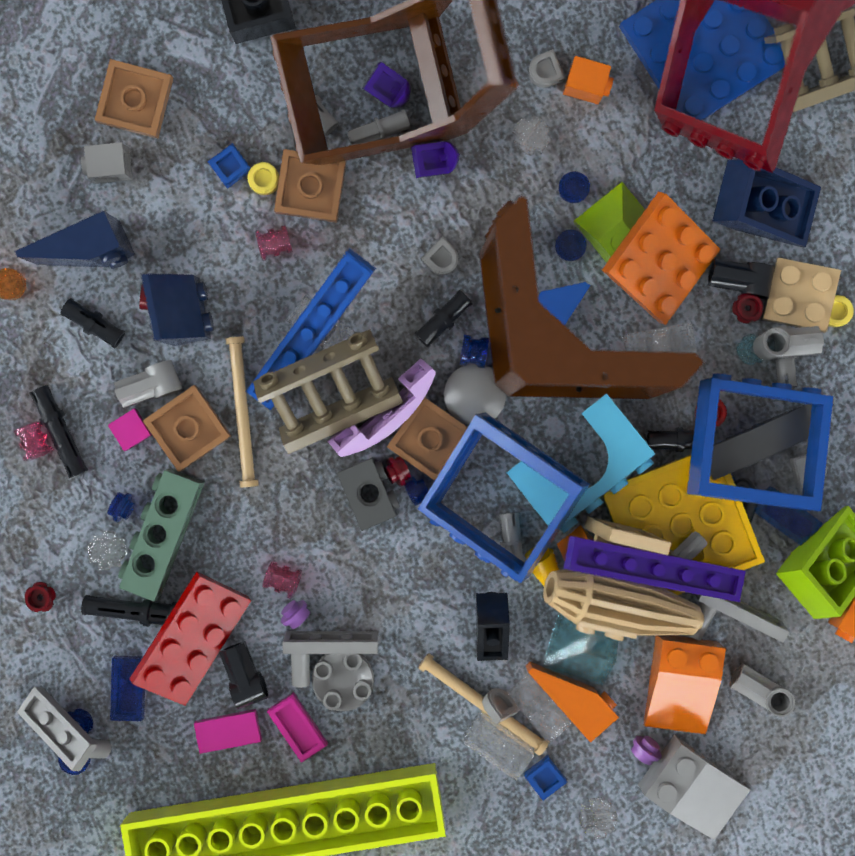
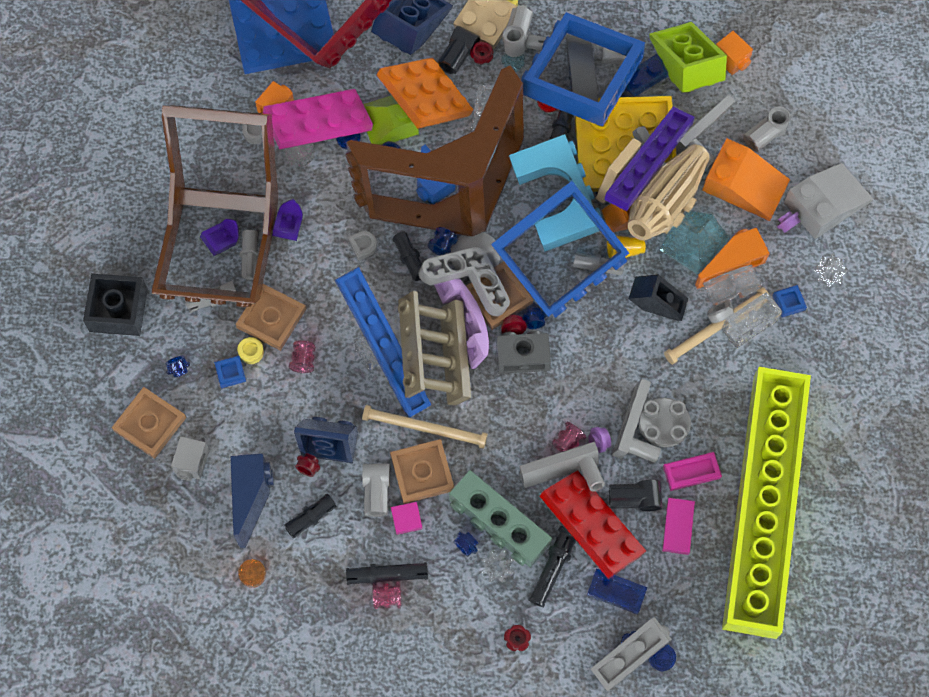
camera: 70 degrees left, 20 degrees down
(211, 102) = (177, 366): none -> clear blue plate
(264, 604) = (565, 463): none -> light grey piece
(441, 405) = (474, 271): none -> light grey beam
(578, 141) = (318, 118): none -> dark pink plate

